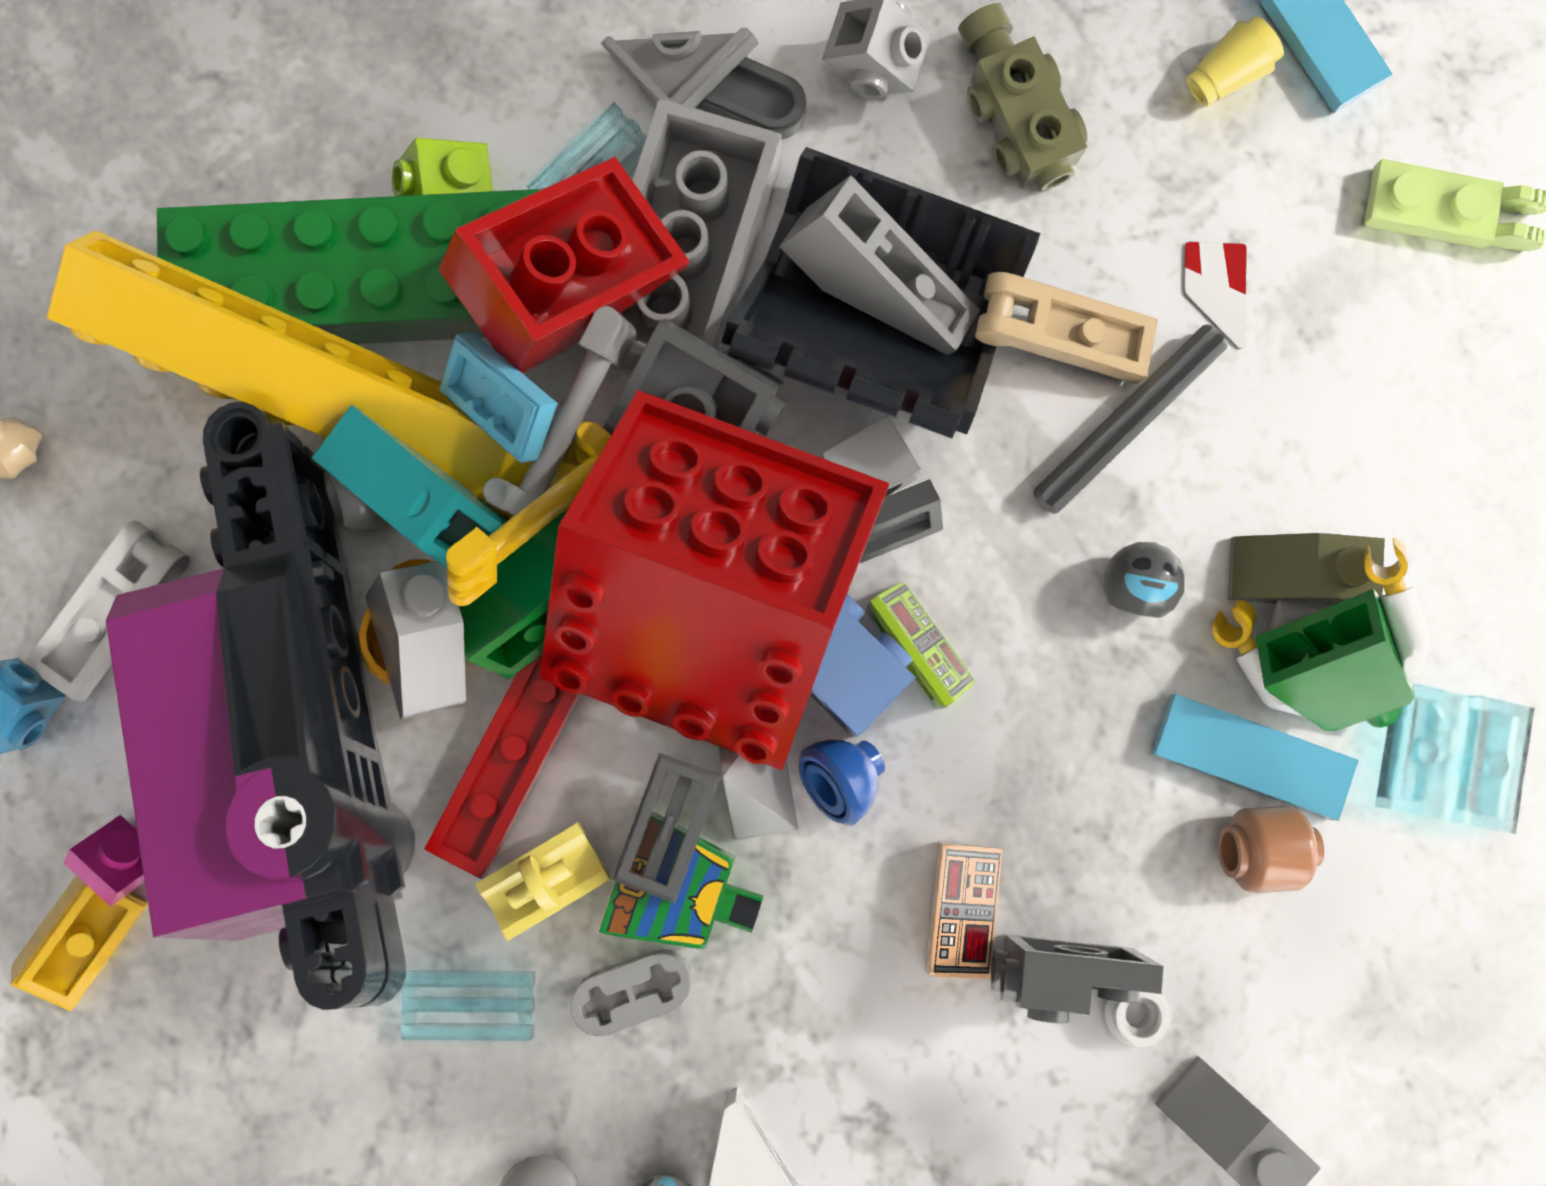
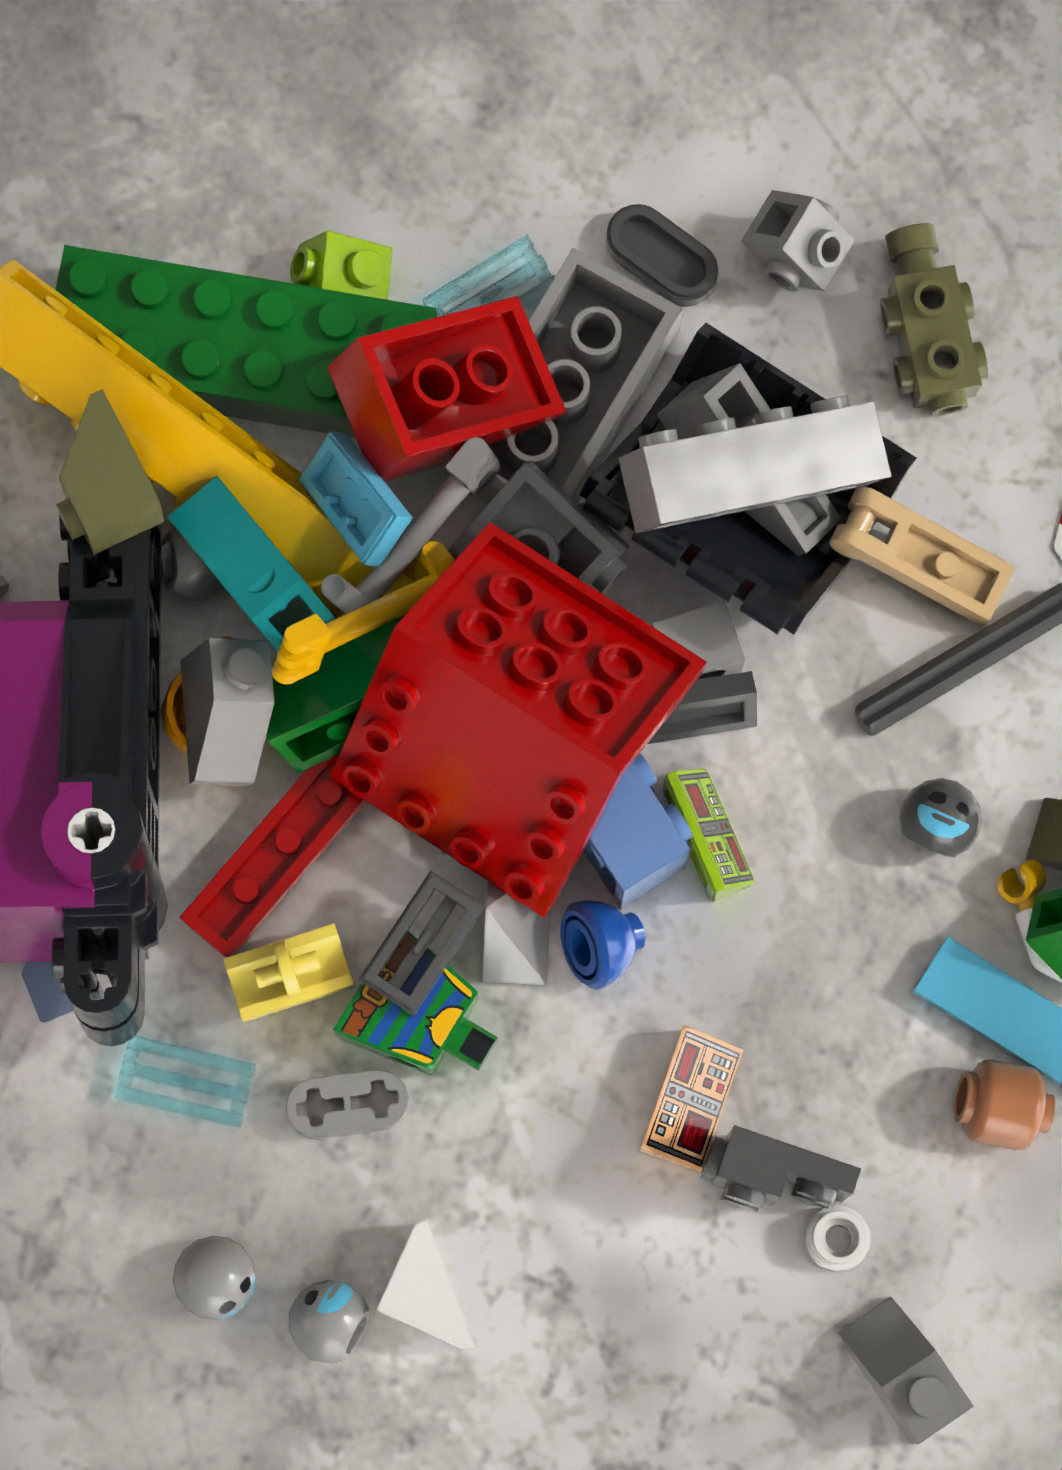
camera: 10 degrees right, 5 degrees down
(228, 438) = (104, 482): none -> olive slope
(681, 64) = (601, 215): light grey tile -> none
(887, 273) = (753, 465): none -> brick

